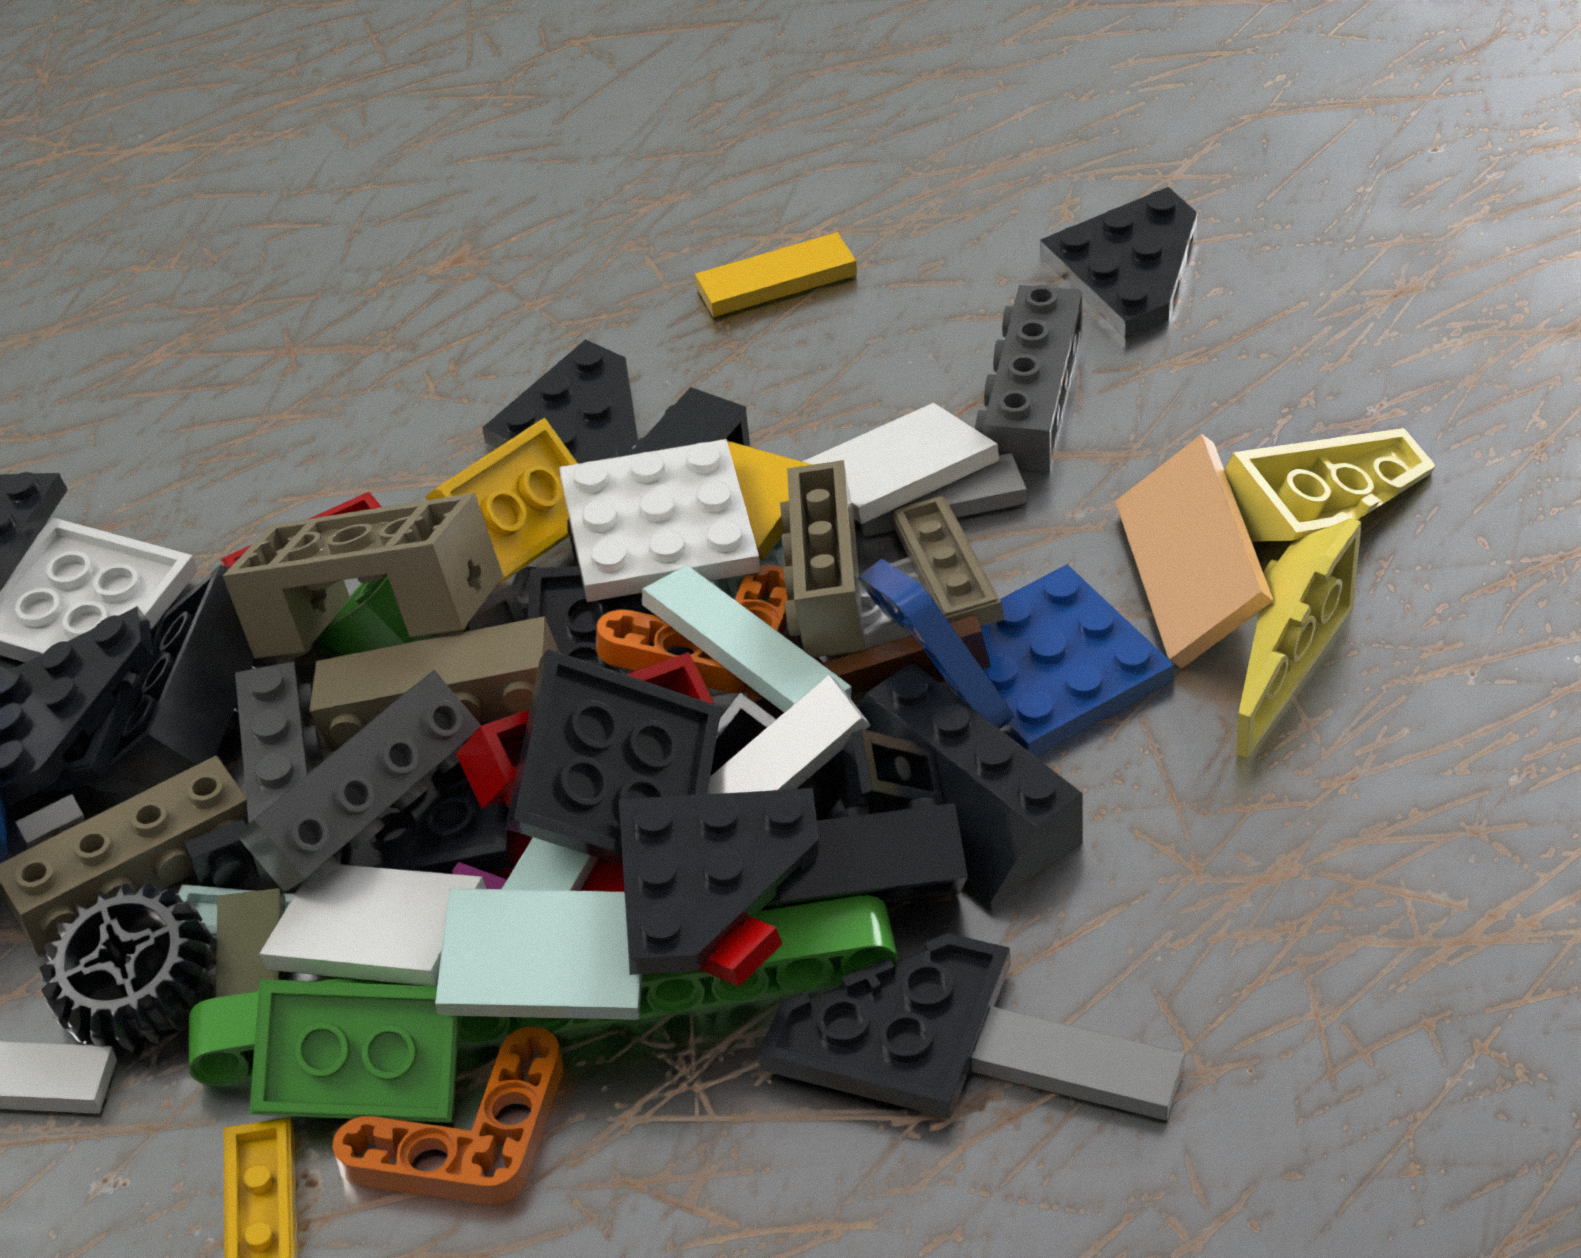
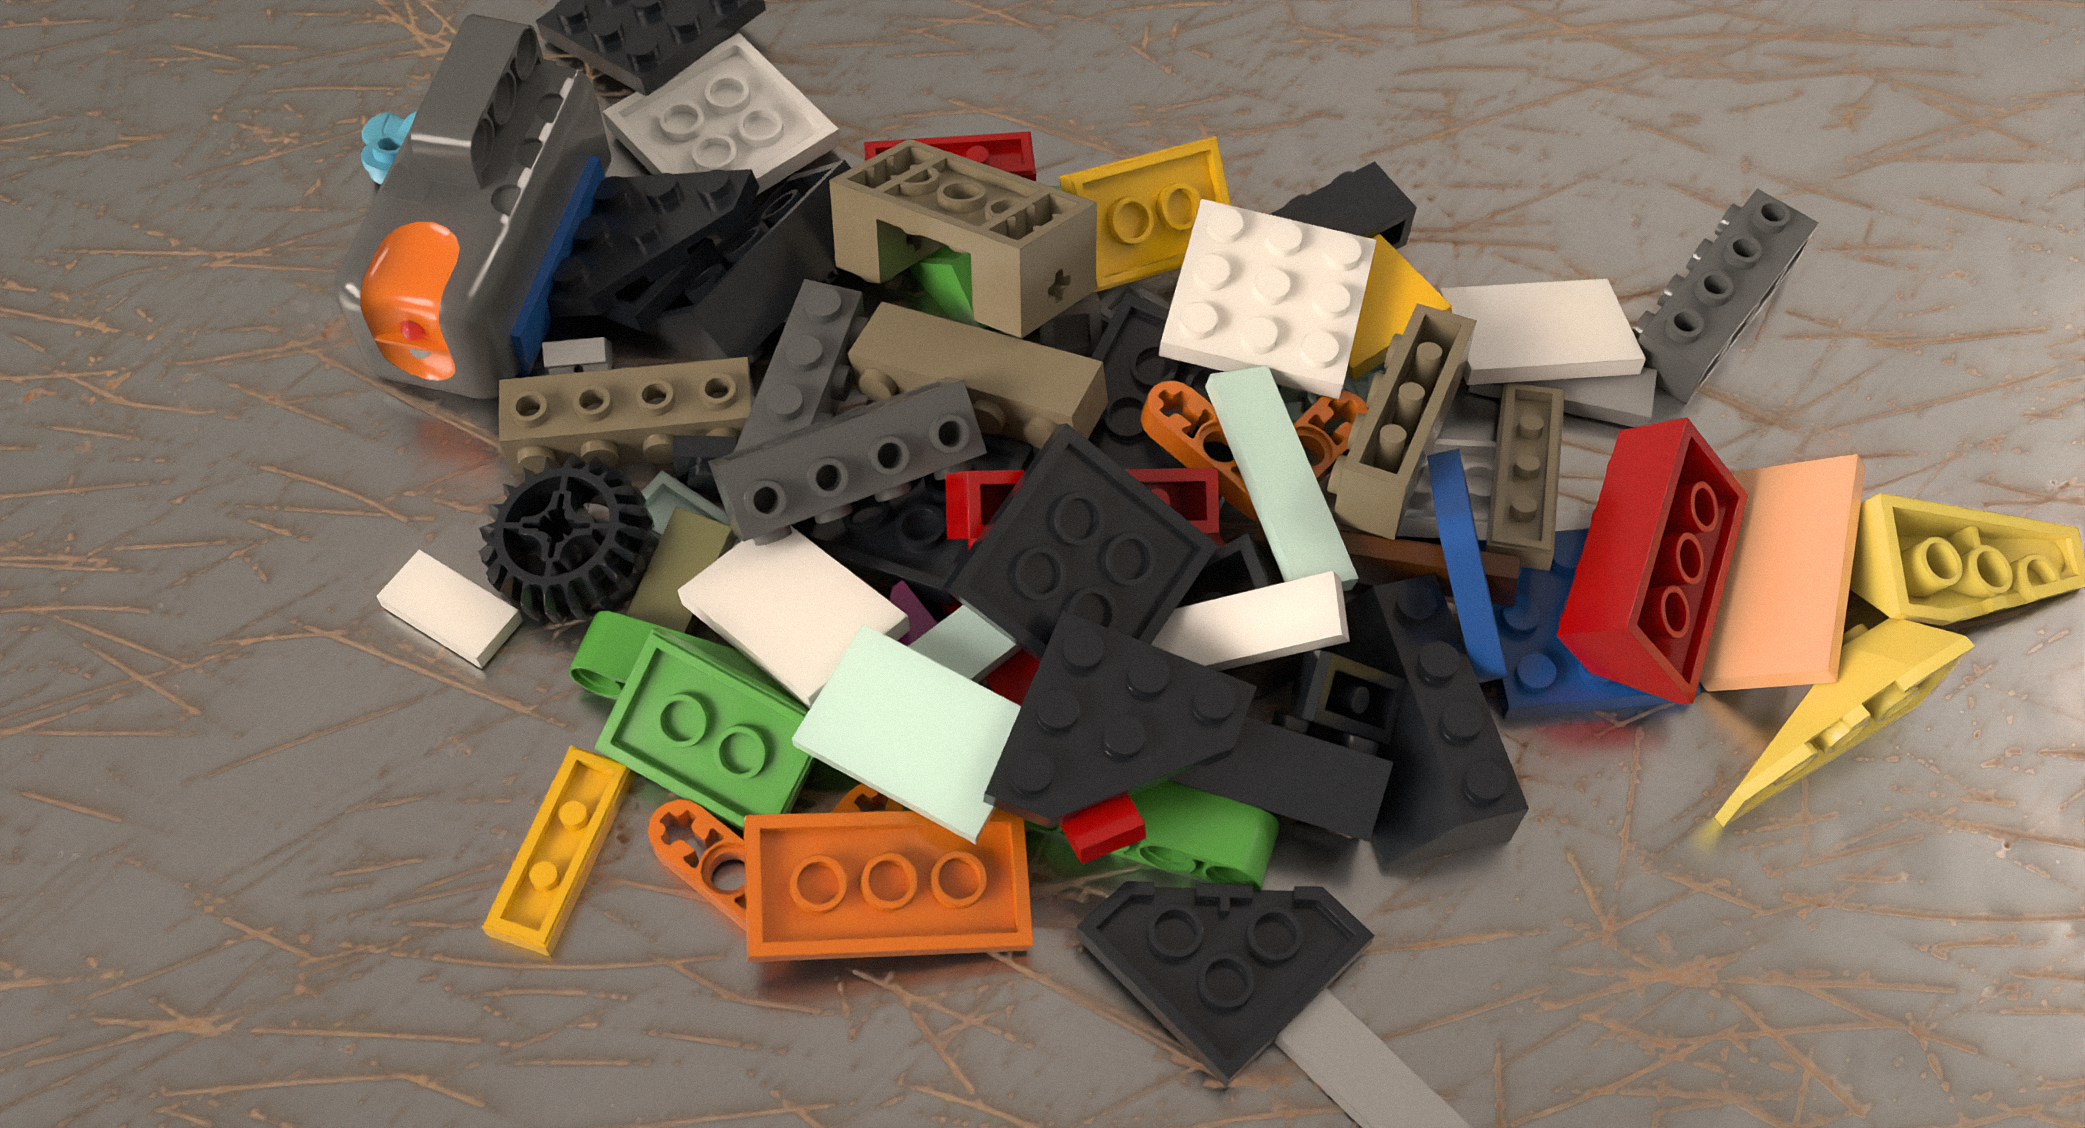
camera: 20 degrees right, 15 degrees up
(573, 1095) = (882, 886): none -> orange plate
(582, 400) = (1264, 131): black plate -> none
(775, 274) = (1527, 63): yellow tile -> none
(1085, 580) = (1654, 561): none -> red slope
(1127, 259) = (1886, 199): black plate -> none

